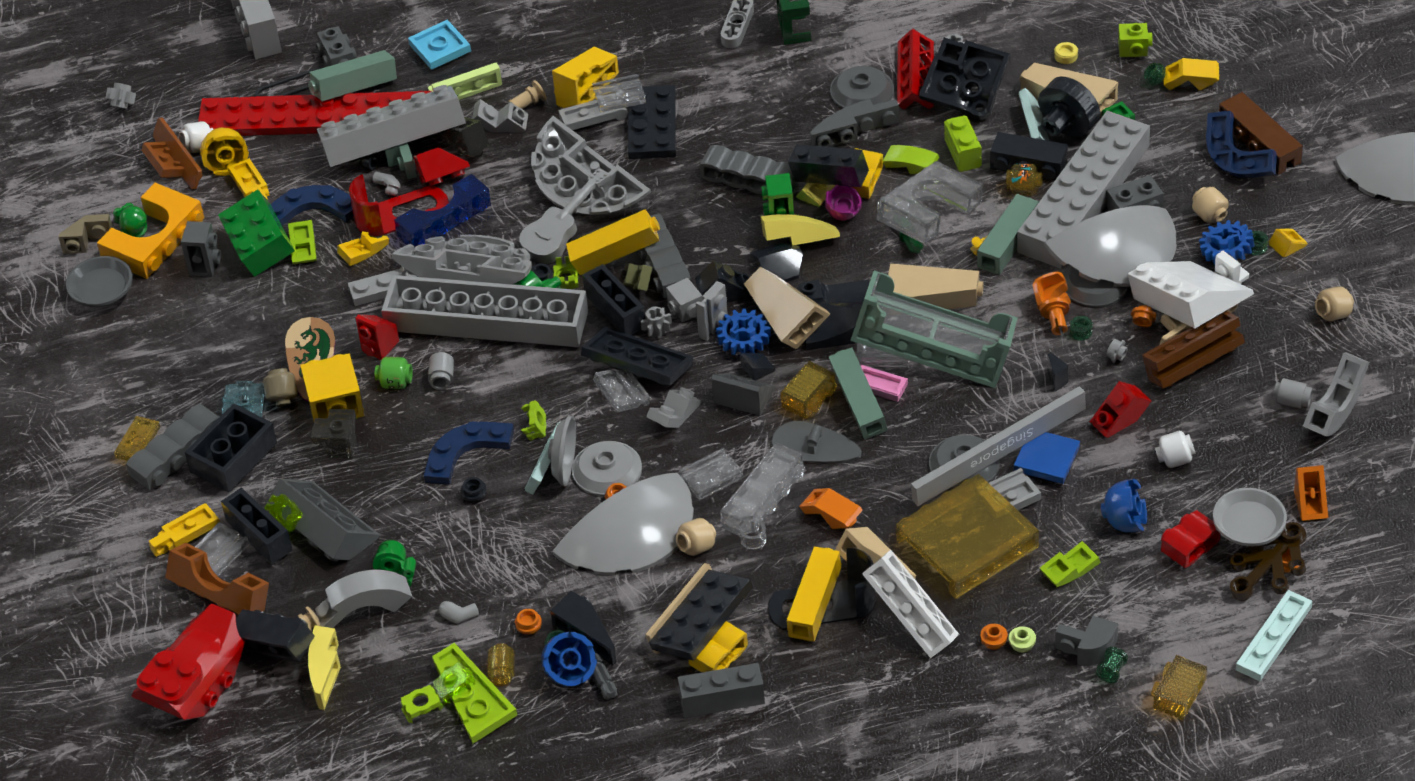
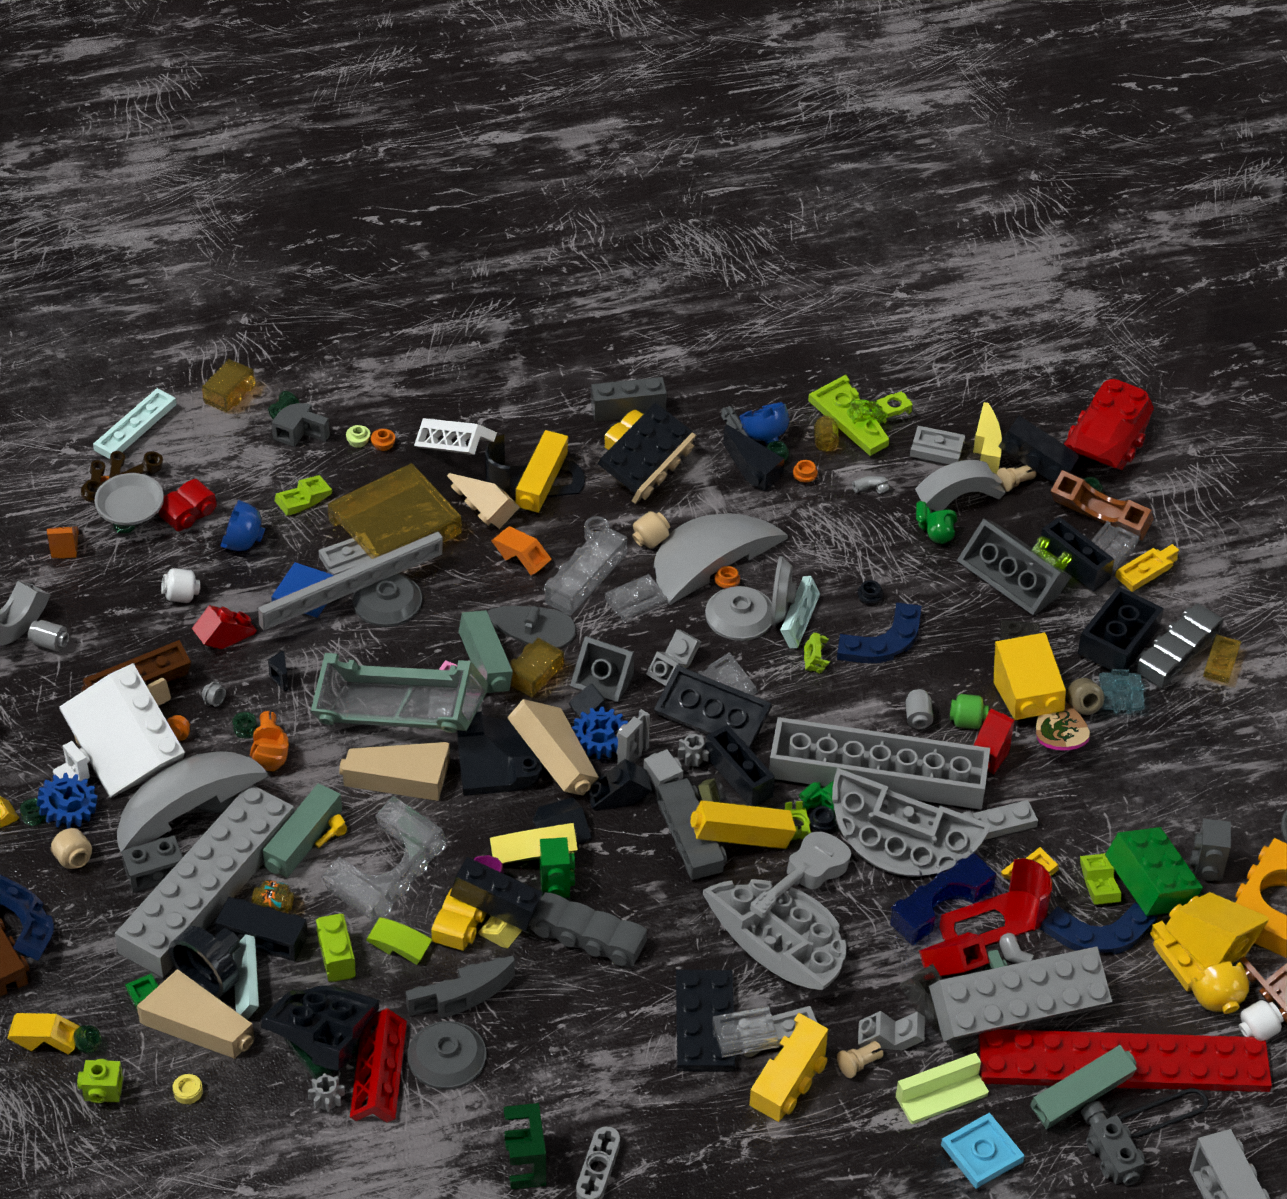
camera: 175 degrees right, 0 degrees up
(212, 179) = (1215, 928): none -> yellow slope
(379, 658) = (937, 445): none -> light grey plate

